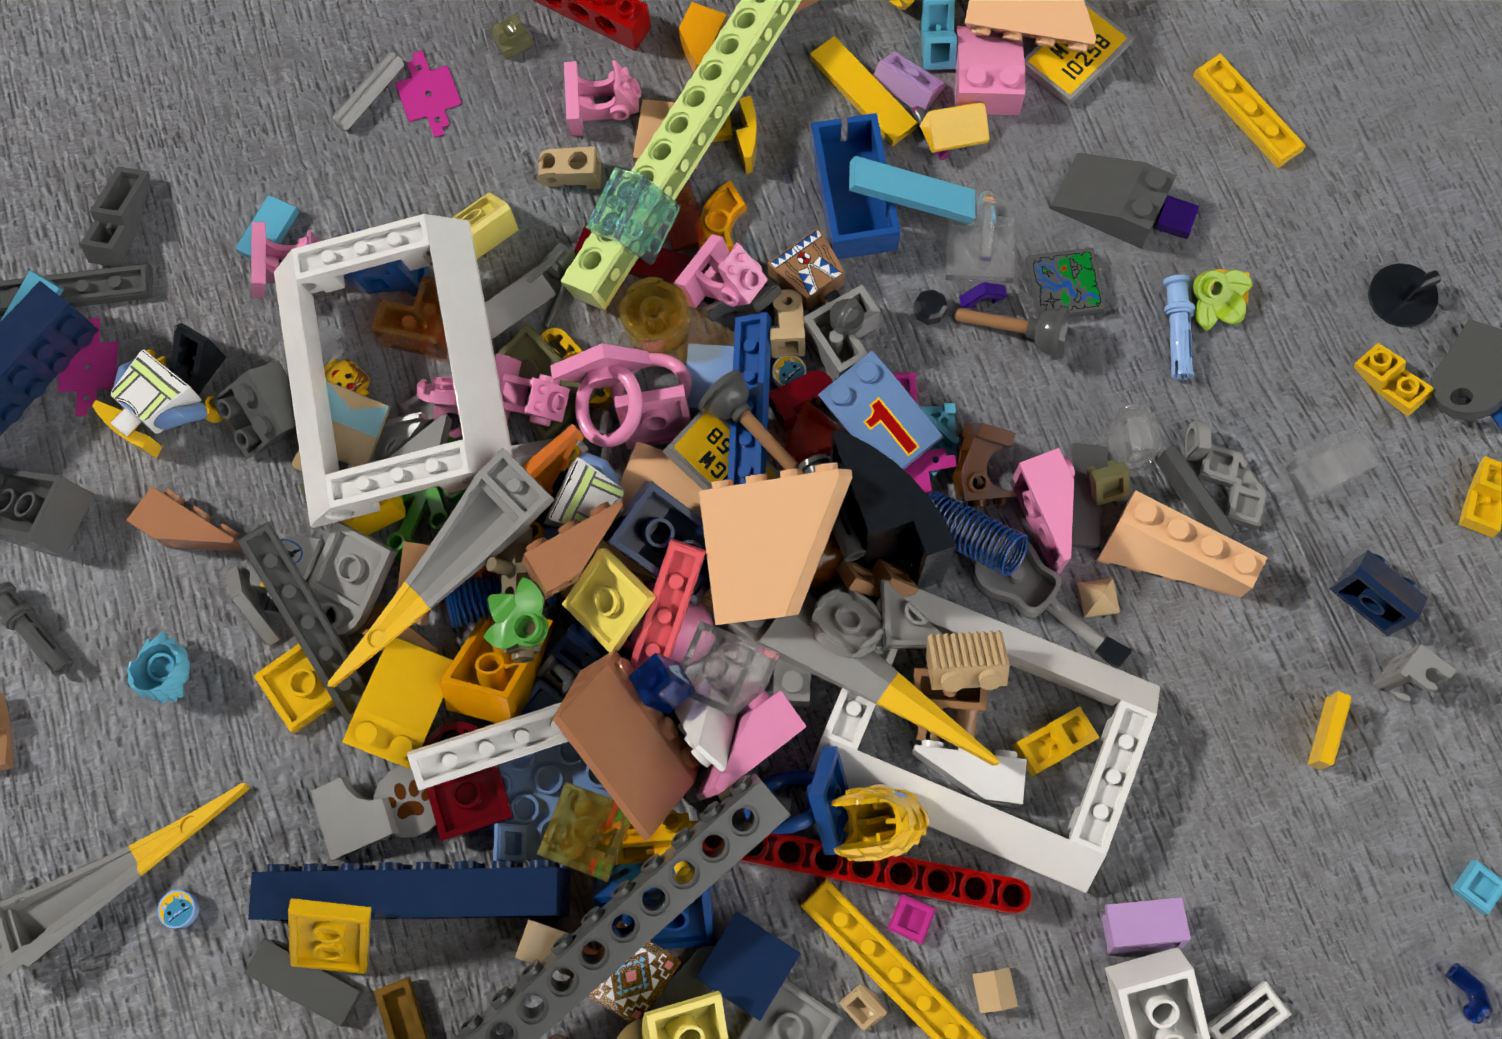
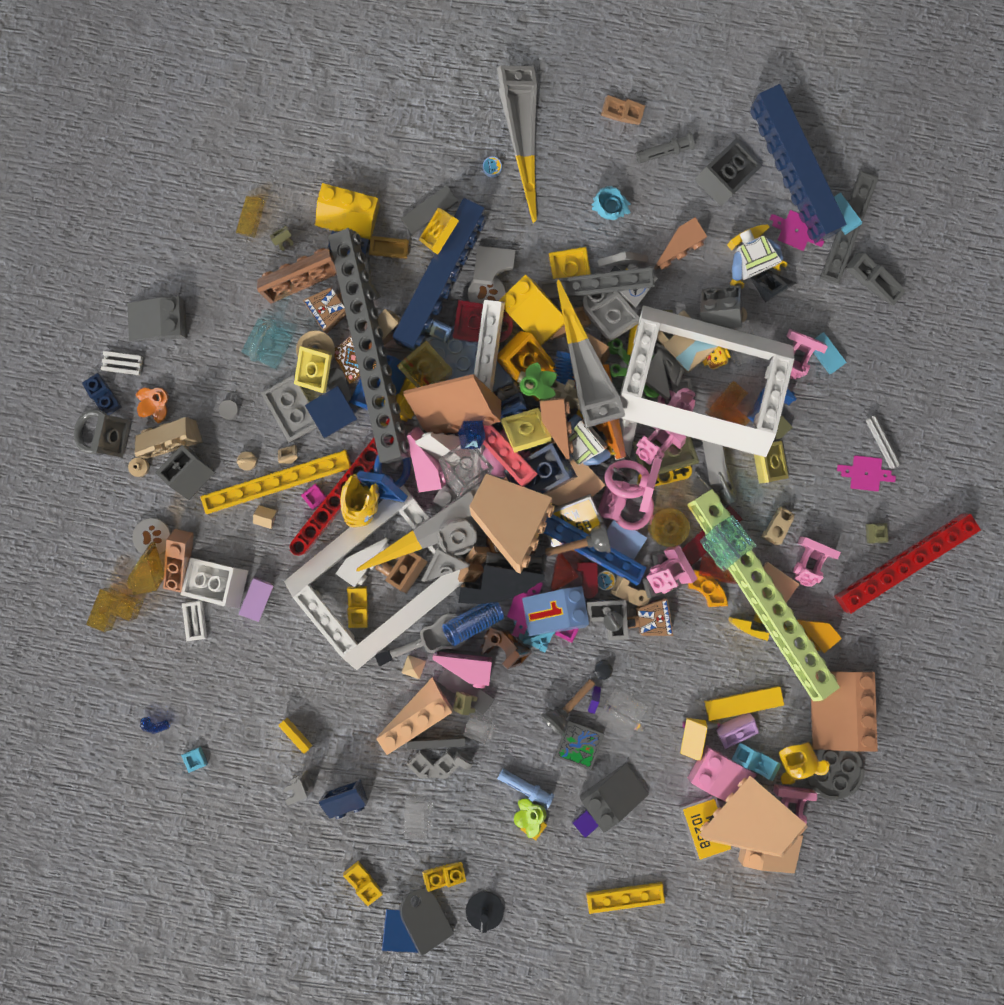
camera: 110 degrees right, 15 degrees up
(852, 220) = (687, 666): blue piece -> none
(912, 190) = (666, 693): medium azure tile -> none
(967, 661) = (409, 582): tan brick -> none

